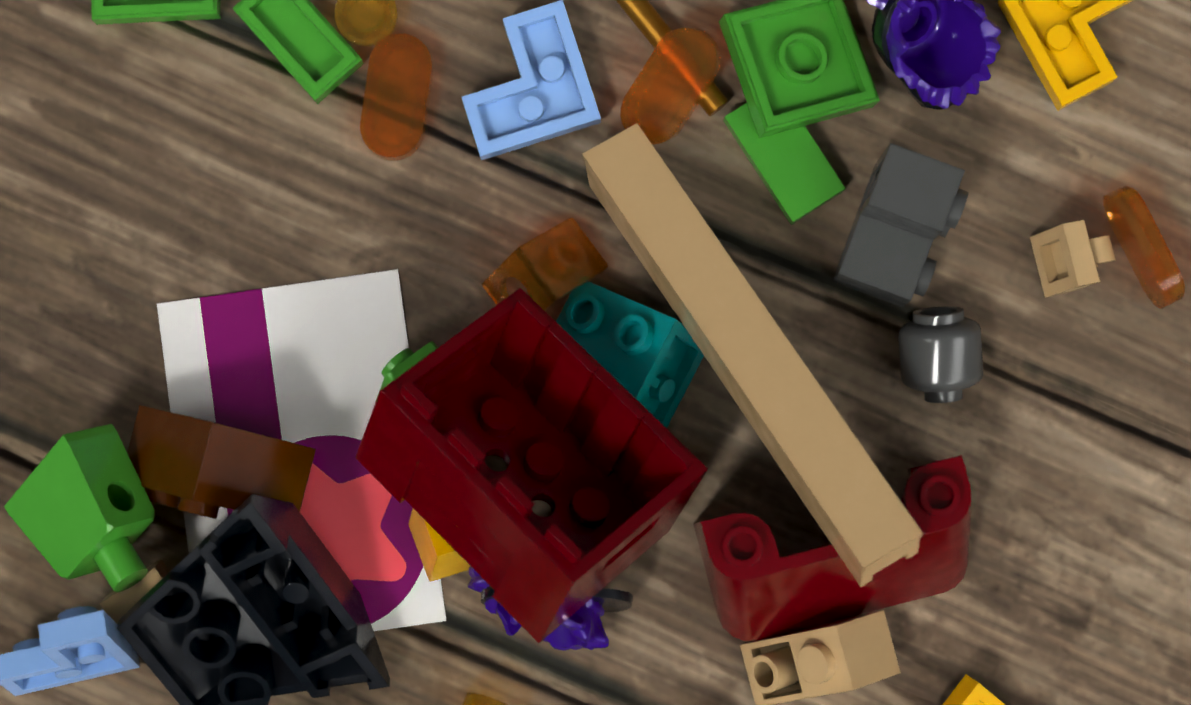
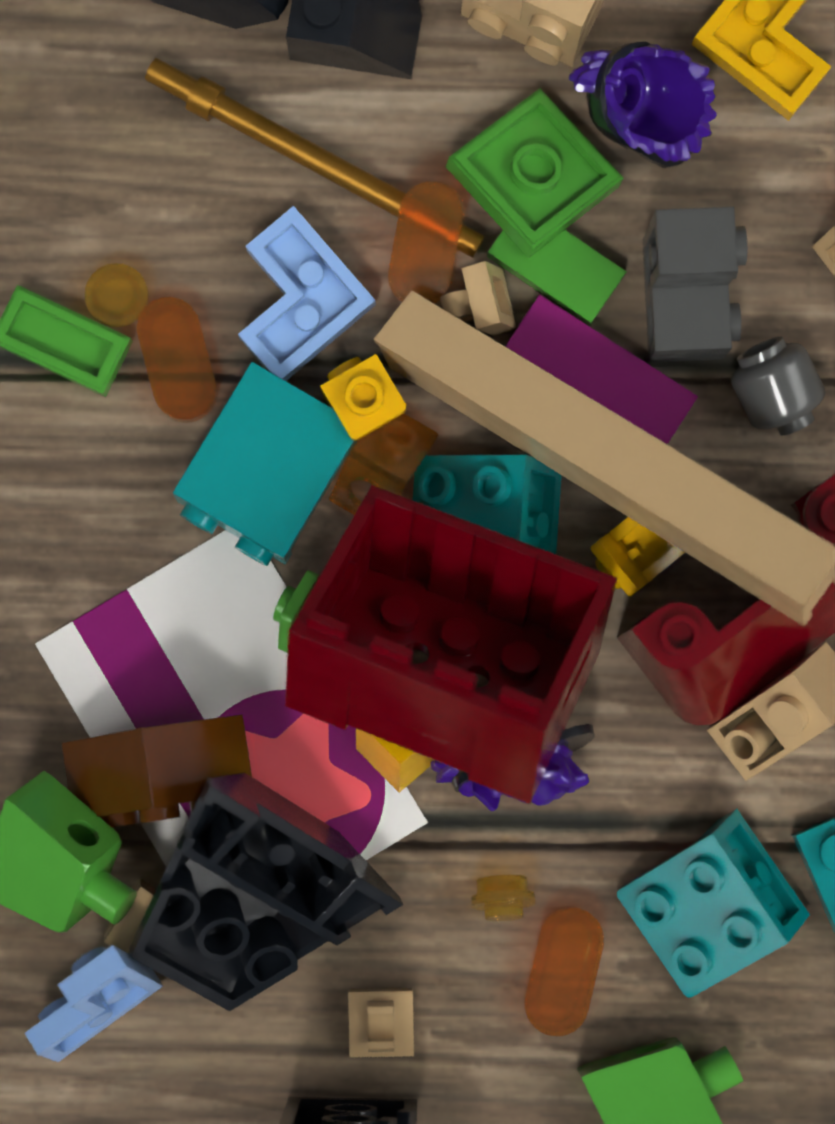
camera: 25 degrees left, 0 degrees up
(434, 228) = (264, 466): none -> teal panel
(550, 202) = (362, 396): none -> yellow bracket
(701, 160) = (483, 300): none -> tan tile
(736, 455) = (633, 555): none -> yellow bracket
(782, 272) = (601, 369): none -> magenta tile

